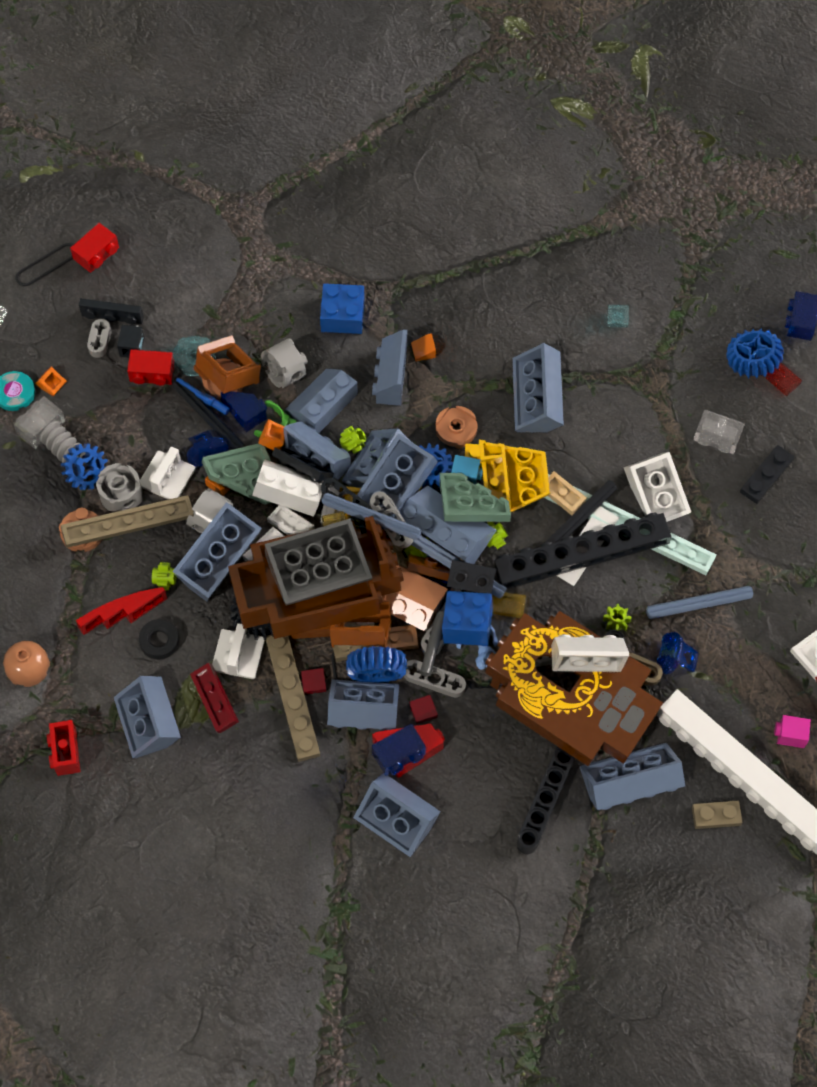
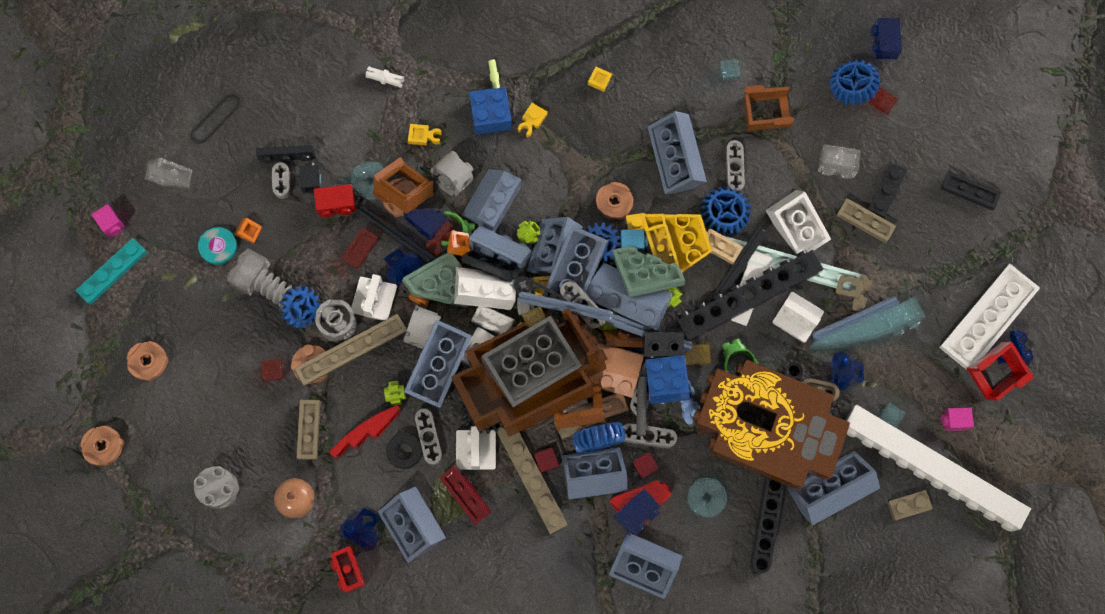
camera: 15 degrees left, 10 degrees up
(37, 527) = (272, 370): none -> clear red plate
(60, 596) = (308, 430): none -> dark tan plate
(88, 712) = (359, 531): none -> clear blue bracket
(95, 247) = (256, 96): red brick -> none
(164, 422) = (359, 248): none -> clear red plate
(183, 638) = (426, 452): none -> light grey beam
(206, 398) = (390, 219): blue piece -> none
(237, 255) = (384, 77): none -> white pin
(256, 423) = (442, 234): none -> clear red plate
(262, 319) = (420, 135): none -> yellow plate
(356, 274) = (494, 76): none -> yellowish green piece
(387, 325) = (533, 118): none -> yellow plate
(390, 369) = (546, 159): sand blue slope -> none
(424, 348) = (569, 133): orange slope -> none
(471, 299) = (599, 79): none -> yellow plate
(492, 747) = (713, 488): none -> clear light blue plate
(553, 606) = (736, 348): none -> bright green helmet
(578, 452) = (715, 200): none -> blue gear
(589, 653) = (781, 394): white slope -> none
(603, 425) = (740, 154): none -> light grey beam
(613, 616) = (795, 352): lime gear -> none
(634, 586) = (798, 317): none -> white bracket
(644, 345) = (759, 93): none -> dark orange piece
(713, 567) = (862, 285): none -> dark tan bracket
(717, 615) = (875, 327): none -> clear light blue slope
(719, 712) = (892, 415): none -> clear light blue plate
(736, 500) = (866, 220): none -> dark tan plate

